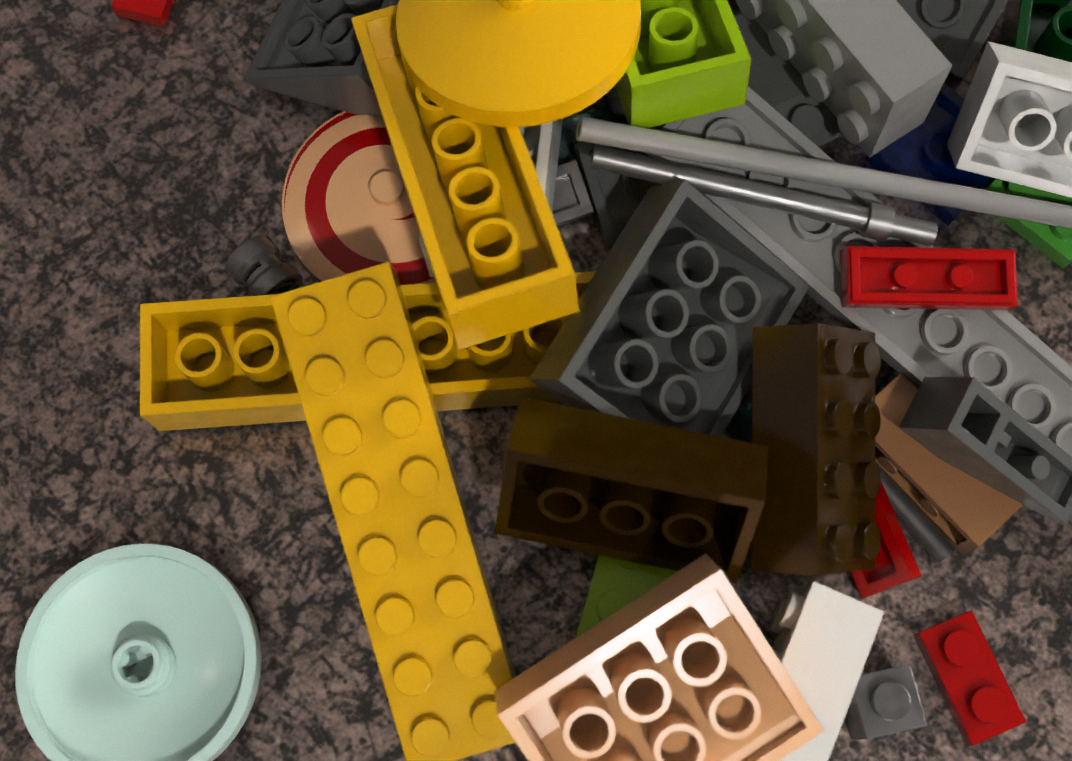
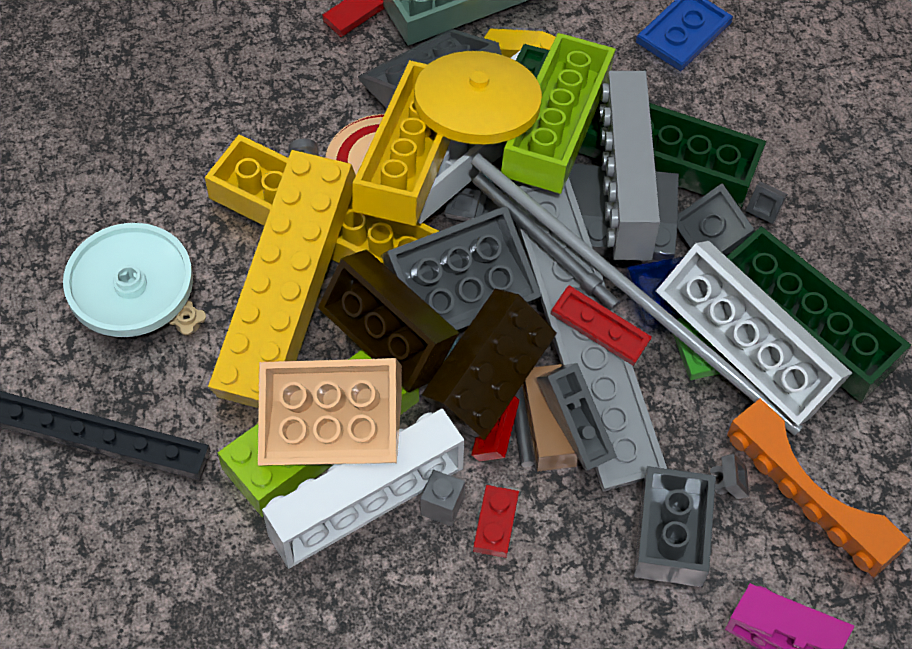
camera: 30 degrees right, 15 degrees down
(290, 651) = (189, 325): none -> tan plate

